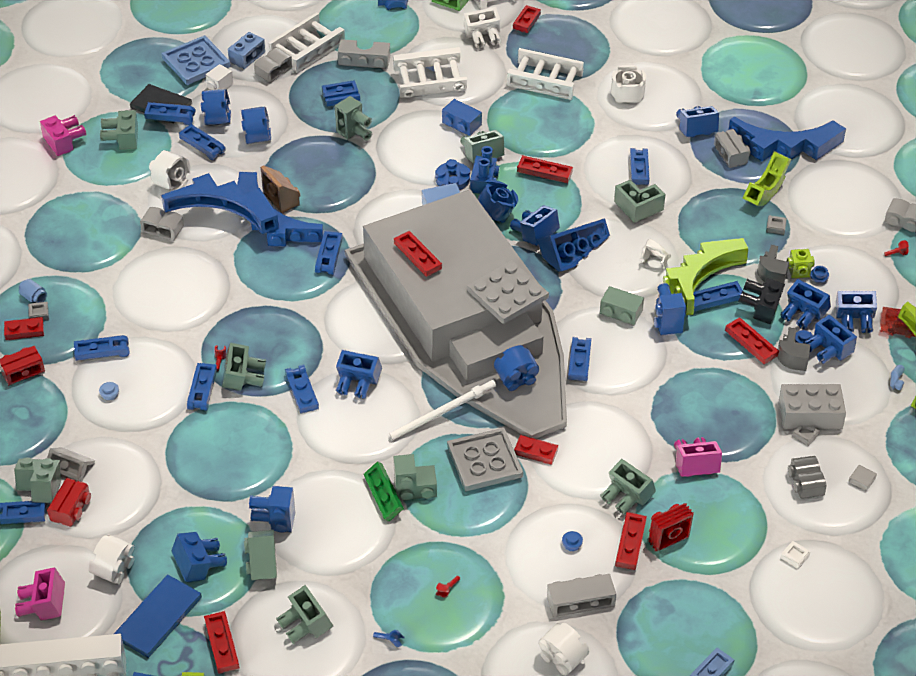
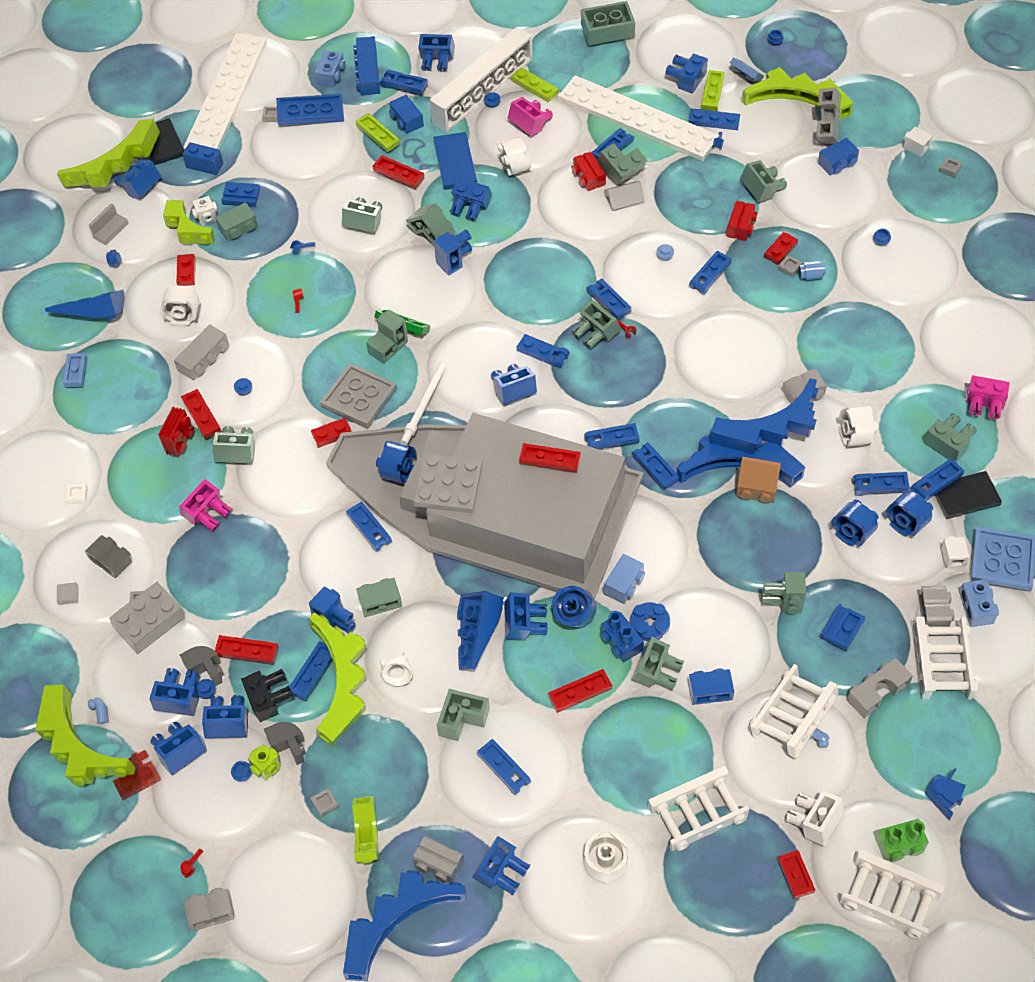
camera: 140 degrees right, 10 degrees up
(334, 290) = (612, 436): none -> blue plate

